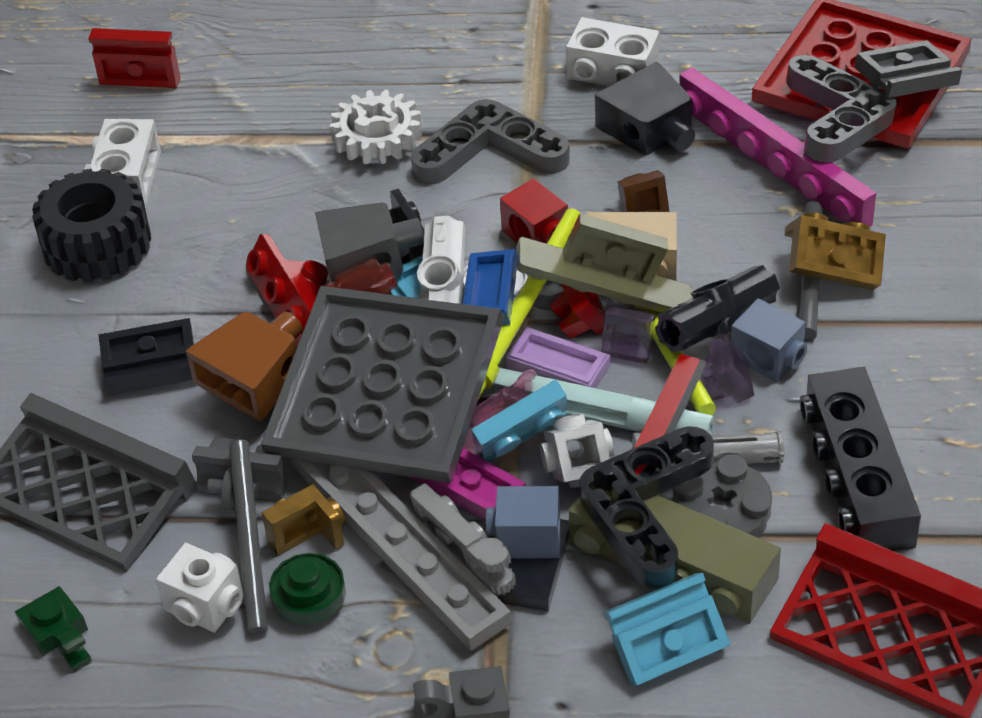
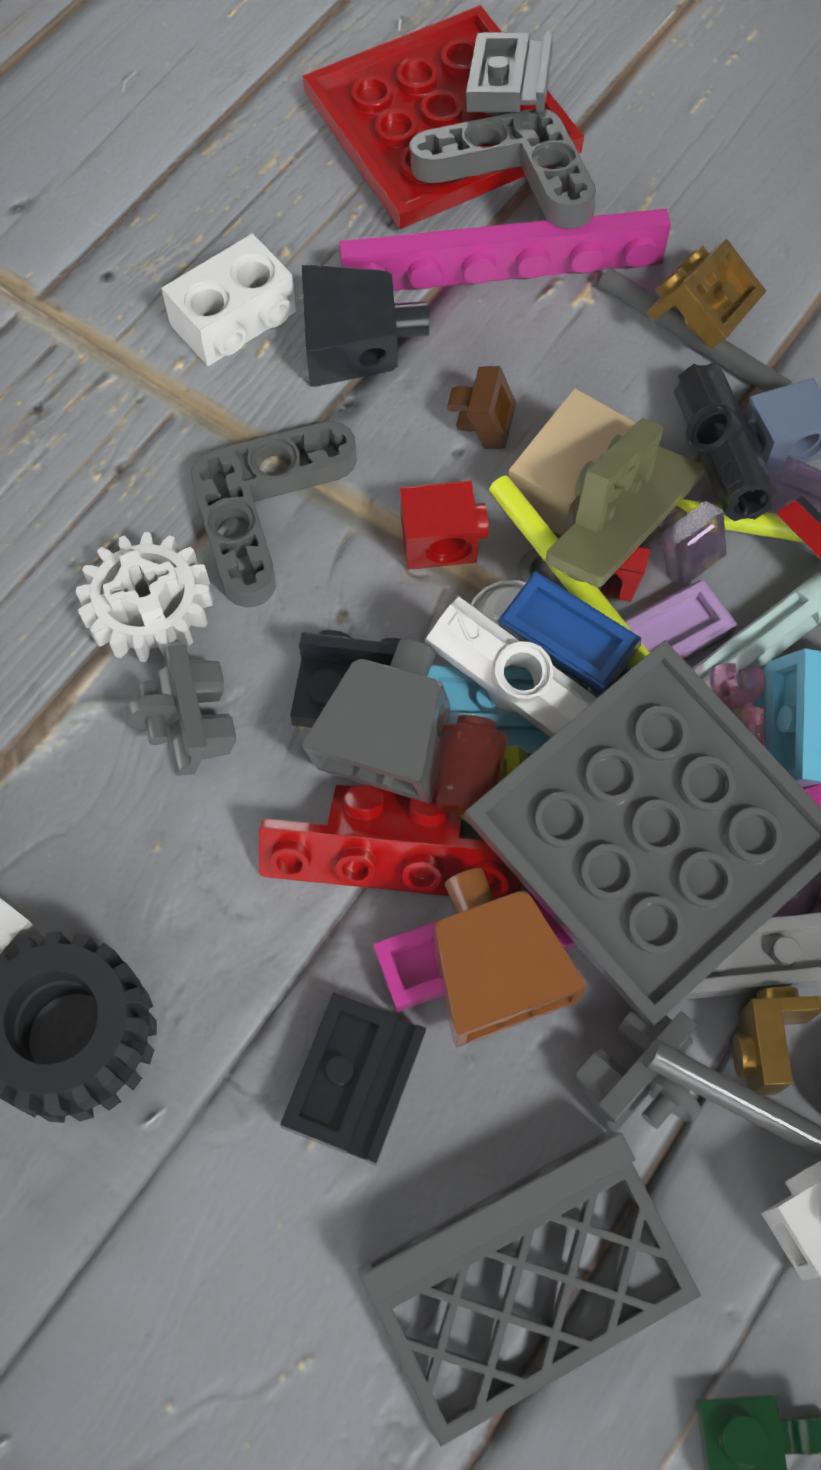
camera: 60 degrees left, 20 degrees up
(312, 171) = (181, 688): none -> dark grey hips

